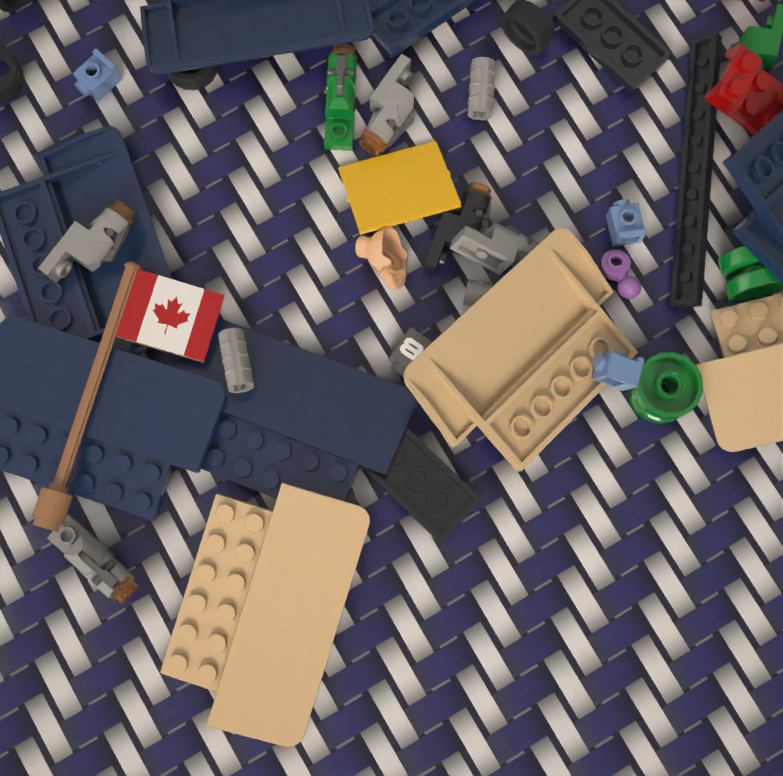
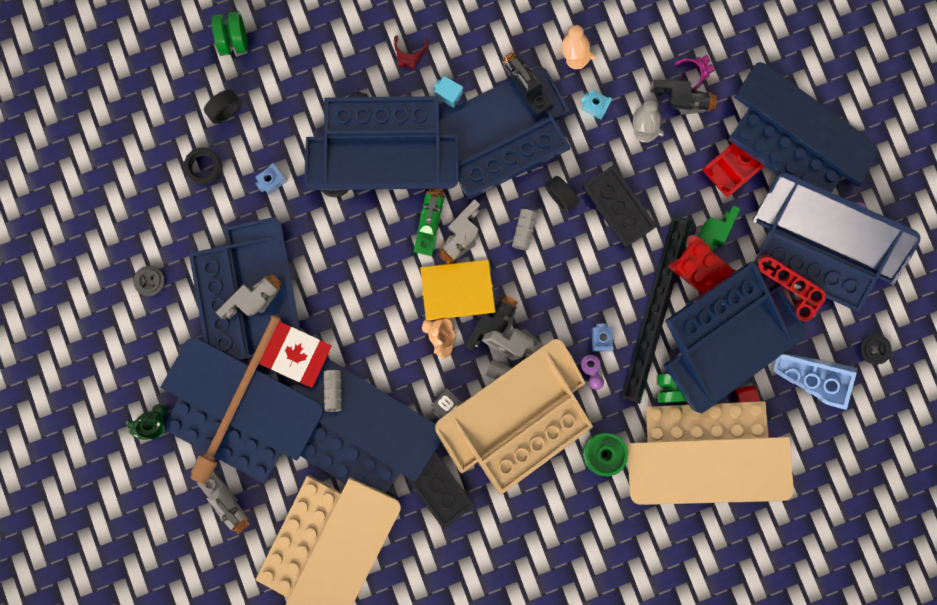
camera: 10 degrees right, 5 degrees up
(617, 370) = (575, 438): medium blue brick -> none

